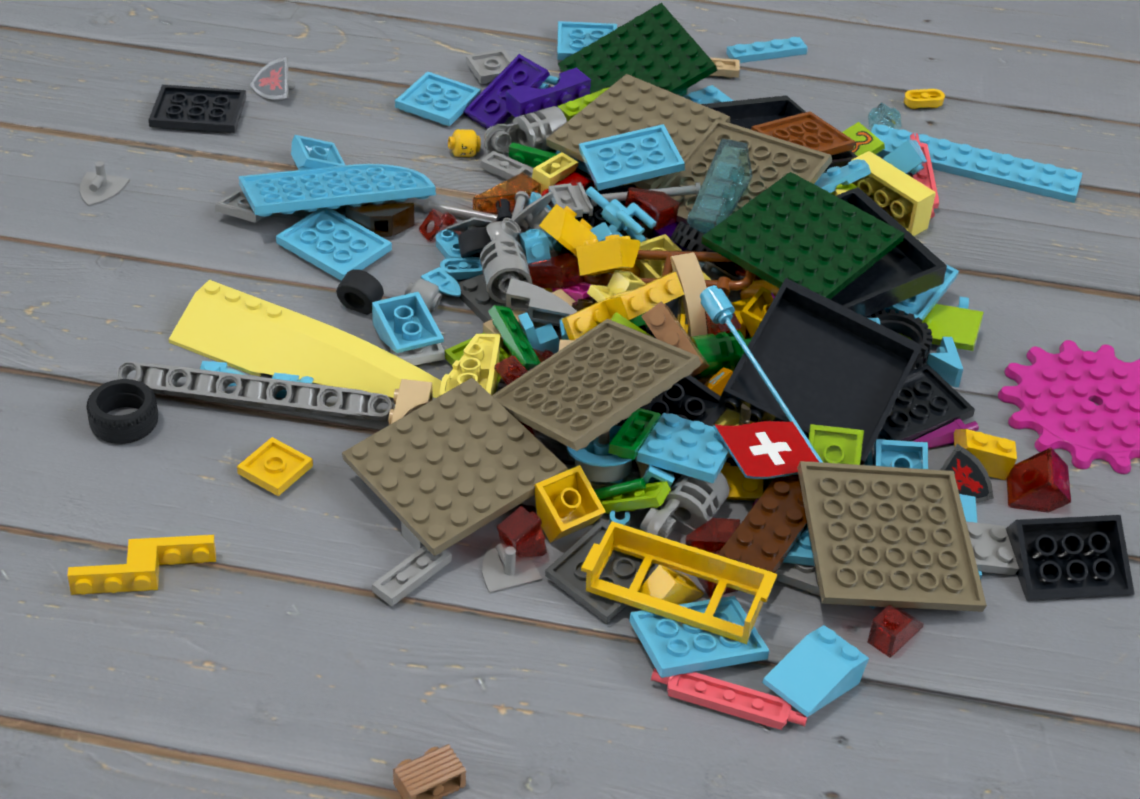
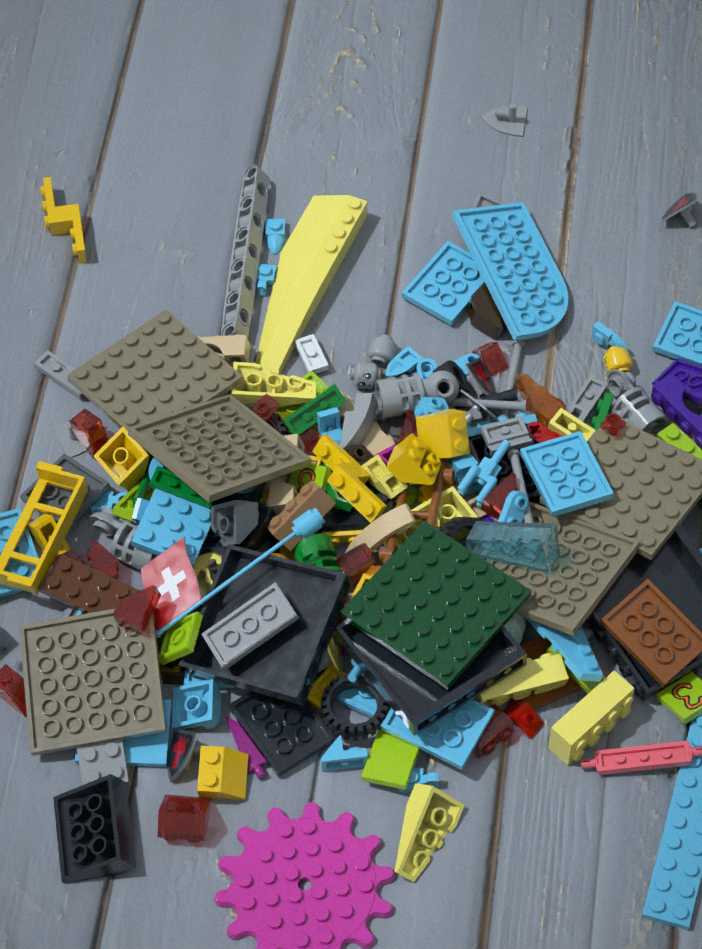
camera: 90 degrees right, 15 degrees up
(122, 428) = (212, 165): black tyre -> none
(197, 108) = (631, 161): black plate -> none
(275, 466) = (170, 279): yellow plate -> none
(314, 153) = (572, 253): medium azure slope -> none
(359, 290) = (375, 304): black tyre -> none
(405, 323) = (331, 339): medium azure slope -> none
(429, 147) = (604, 336): none -> medium azure plate
(457, 310) = (365, 375): none -> light grey head
(567, 128) = (612, 424): none -> clear red plate
(669, 187) = (514, 507): none -> medium azure plate
(693, 393) = (234, 520): none -> dark grey slope
(817, 464) = (137, 609): none -> clear red slope
(831, 379) = (250, 626): none -> light grey tile
(907, 157) = (646, 731): medium azure slope -> none
(1012, 311) = (426, 823): none -> light yellow wedge

